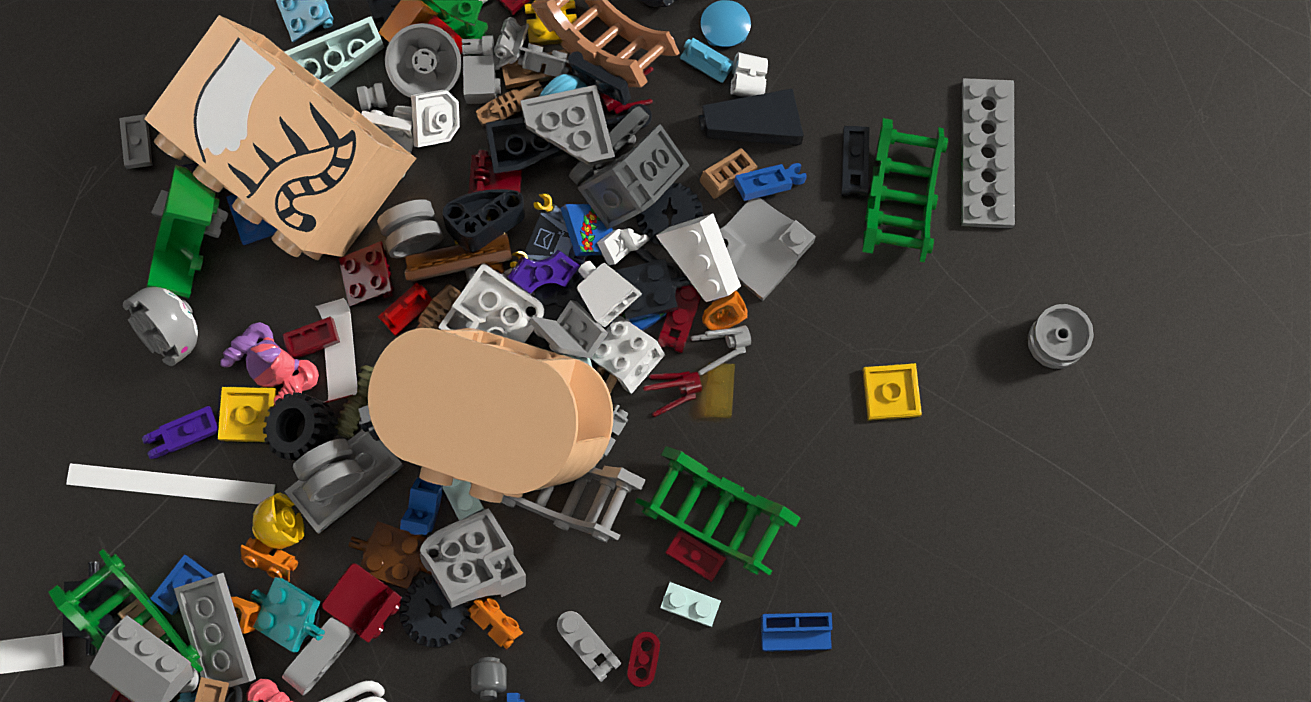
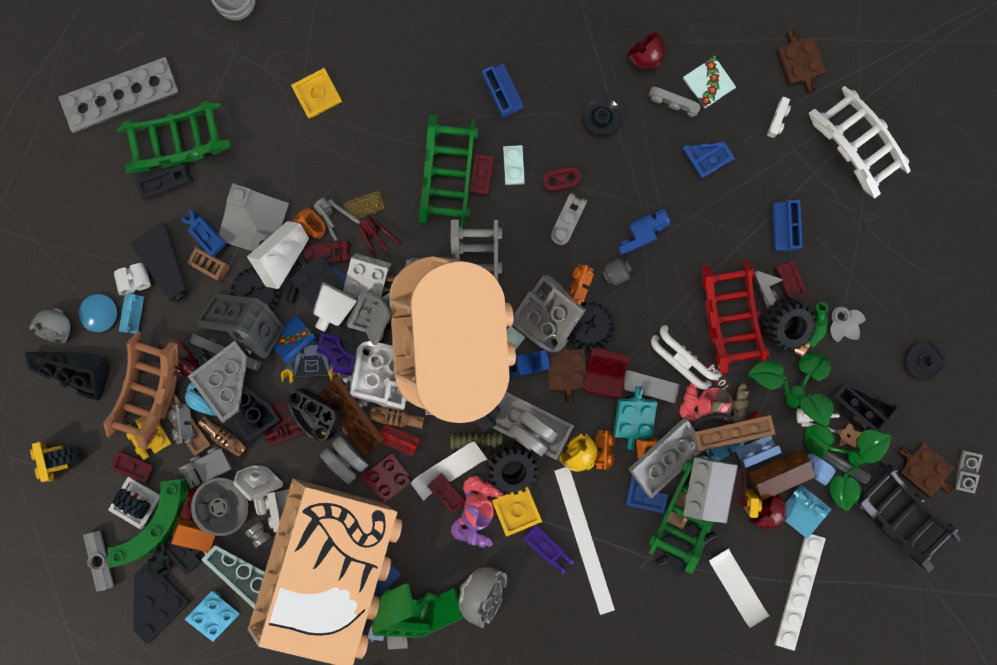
camera: 115 degrees left, 10 degrees up
(510, 41) = (177, 453): light grey hinge -> none
(592, 75) = (180, 378): black plate -> none
(619, 244) = (293, 315): white slope -> none

